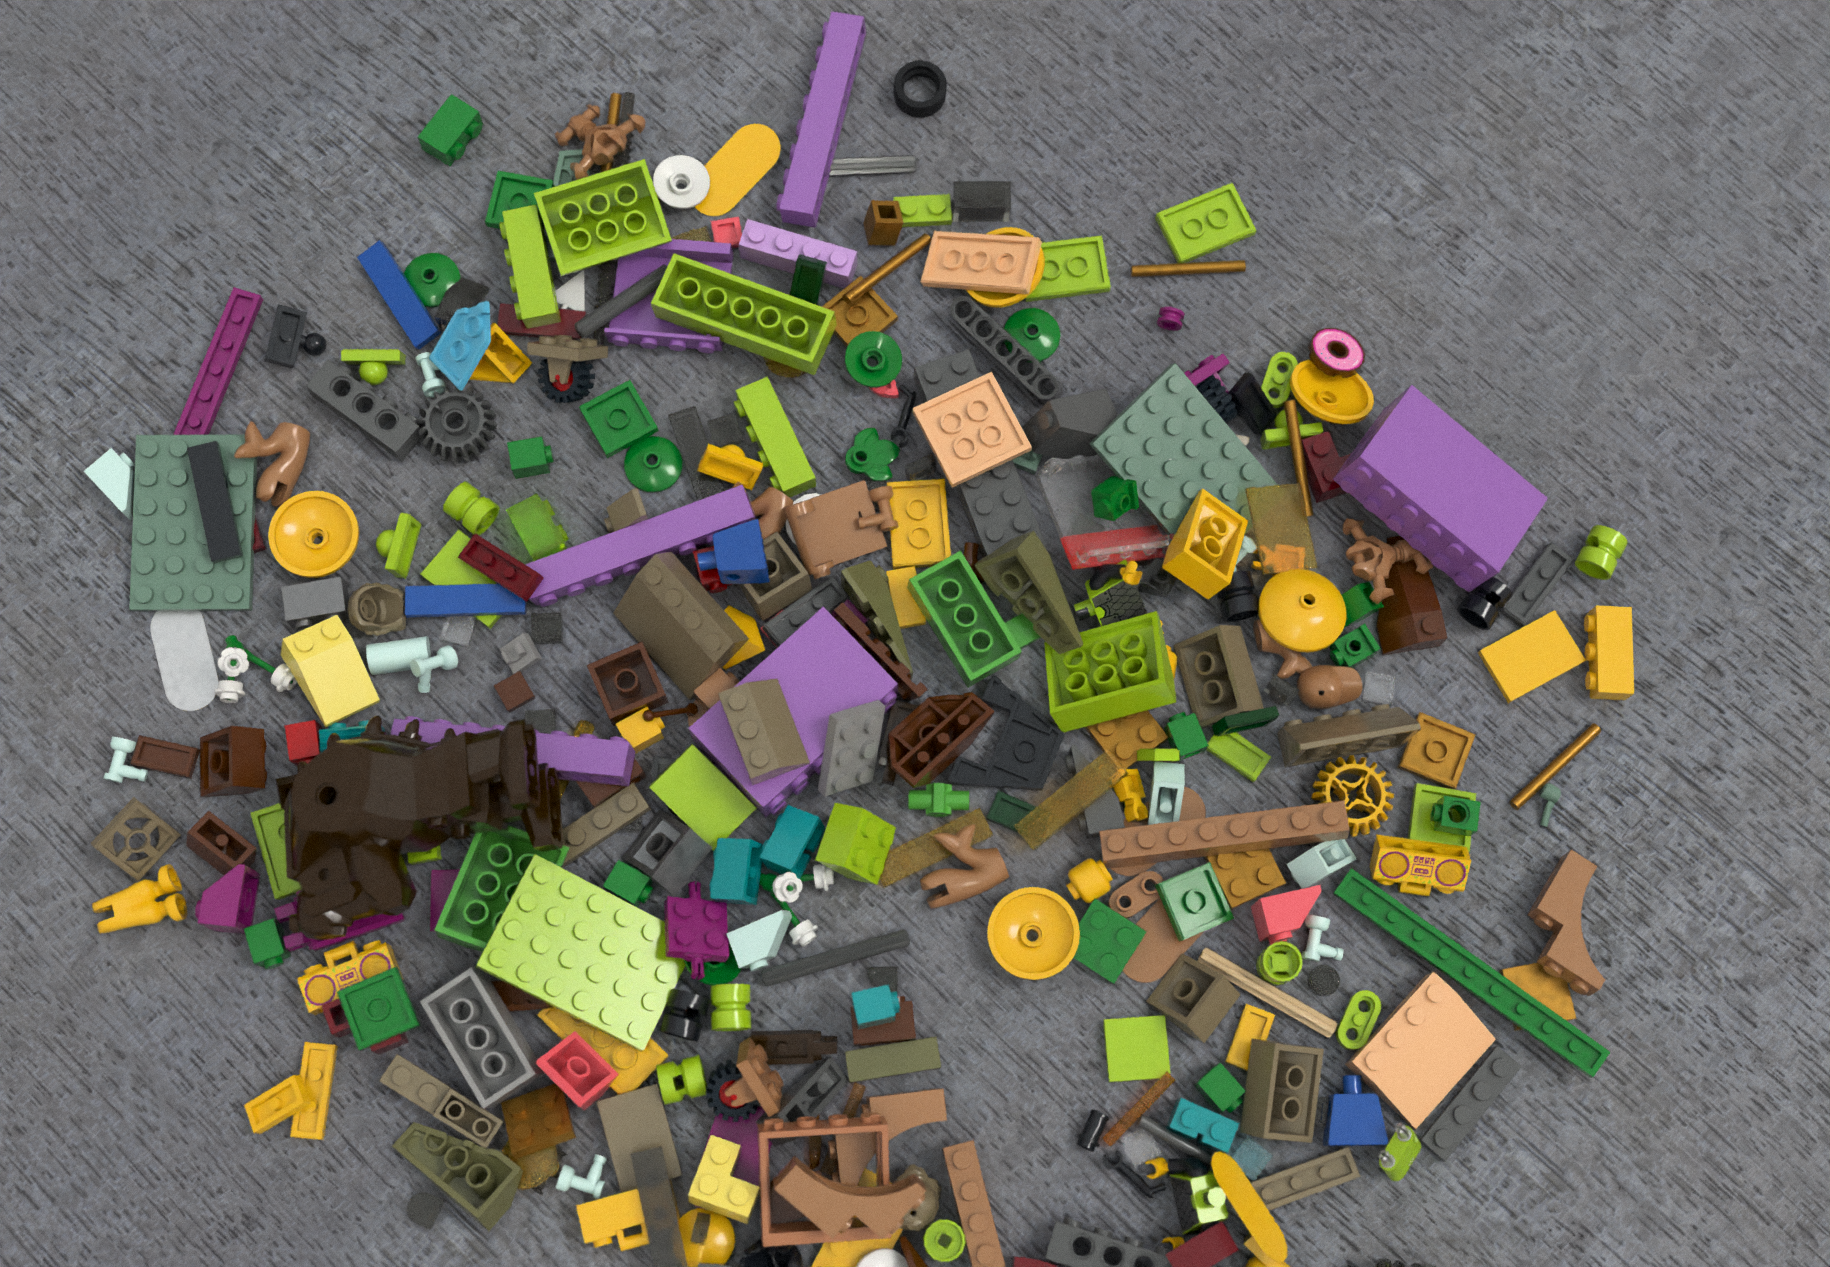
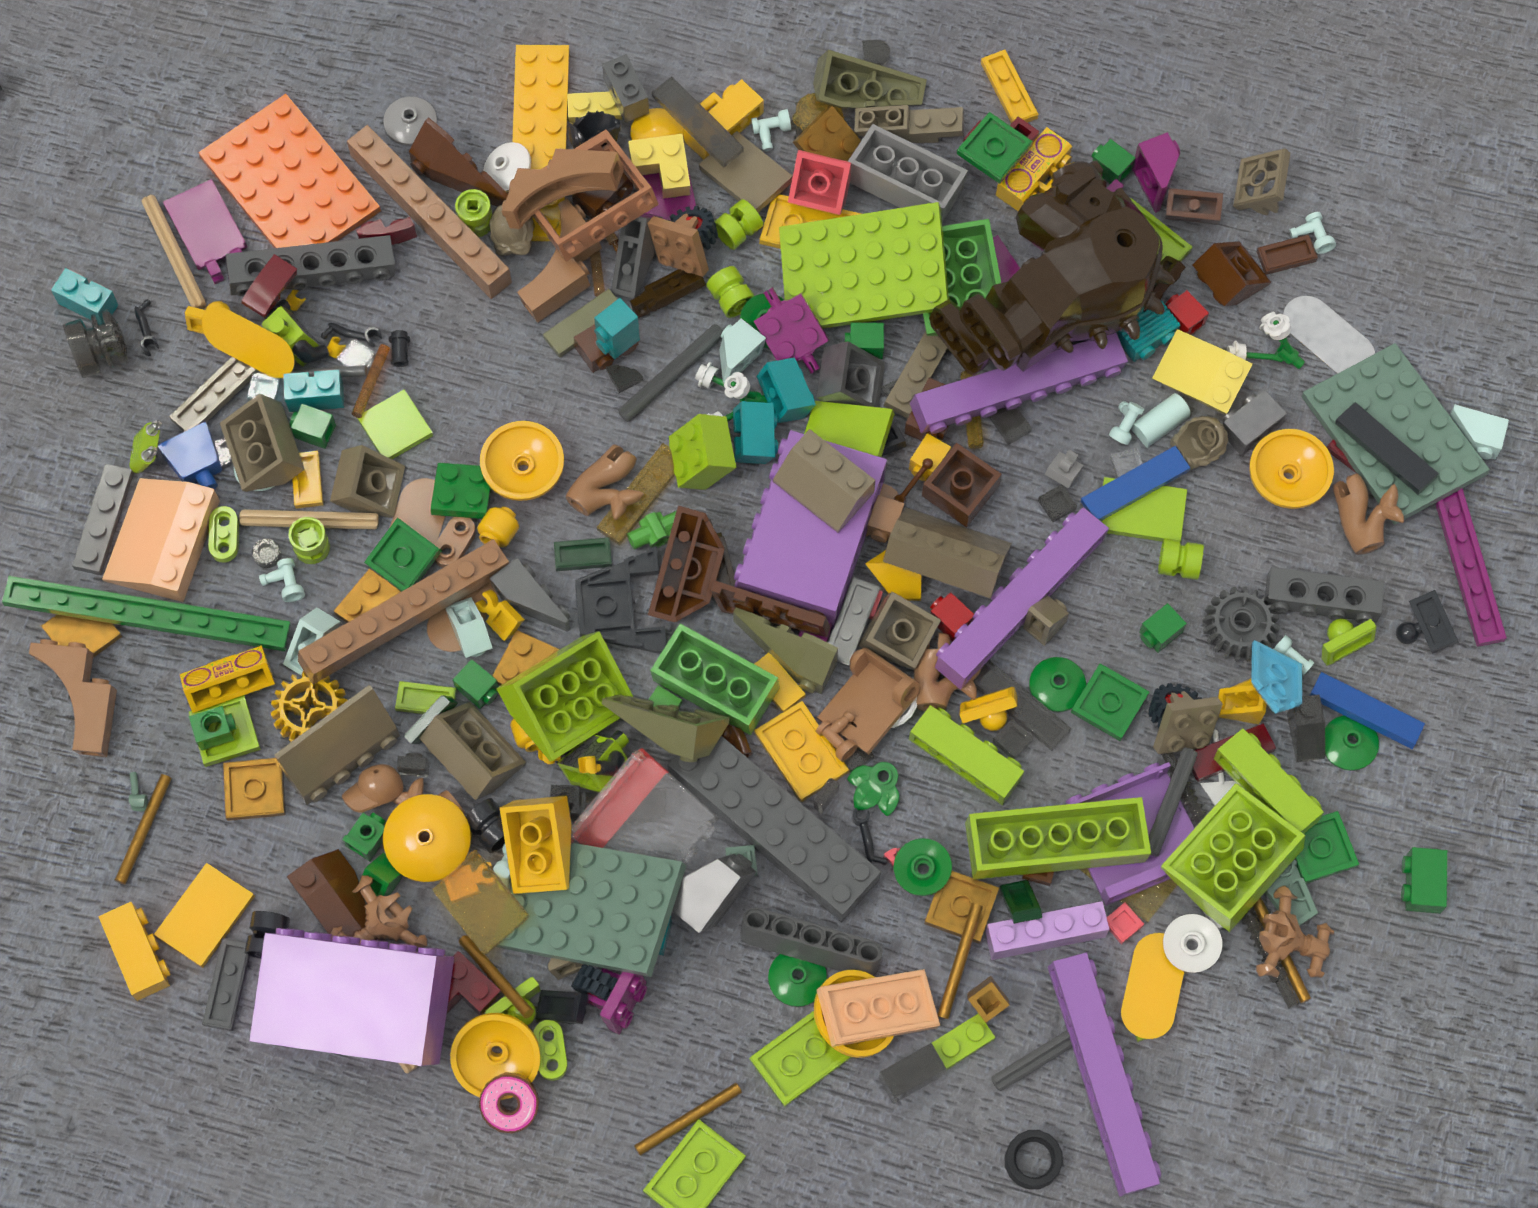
camera: 155 degrees right, 5 degrees down
(138, 906) = (1228, 140): yellow piece -> none
(277, 1104) = (1028, 61): yellow plate -> none
(399, 545) = (1219, 501): lime tile -> none
(500, 567) = (1123, 519): dark red tile -> none
(514, 692) = (1050, 440): reddish brown tile -> none
(536, 527) = (1115, 572): clear neon green brick -> none
(687, 1026) = (763, 268): black wheel -> none
(700, 1229) = (660, 124): clear smoke tile -> none
(737, 555) = (932, 621): blue torso -> none
(851, 747) = (746, 515): light grey plate -> none
(971, 429) = (797, 832): light nougat plate -> none
(1071, 799) = (544, 573): clear yellow plate -> none
(1114, 498) = (639, 835): green brick -> none
(1158, 755) = (491, 652): lime tile -> none
(1170, 318) = (678, 1055): magenta bush -> none
(1283, 913) = (323, 577): coral slope -> none
(1378, 688) = (328, 816): clear tile -> none
(1601, 551) = (179, 1038): lime wheel -> none

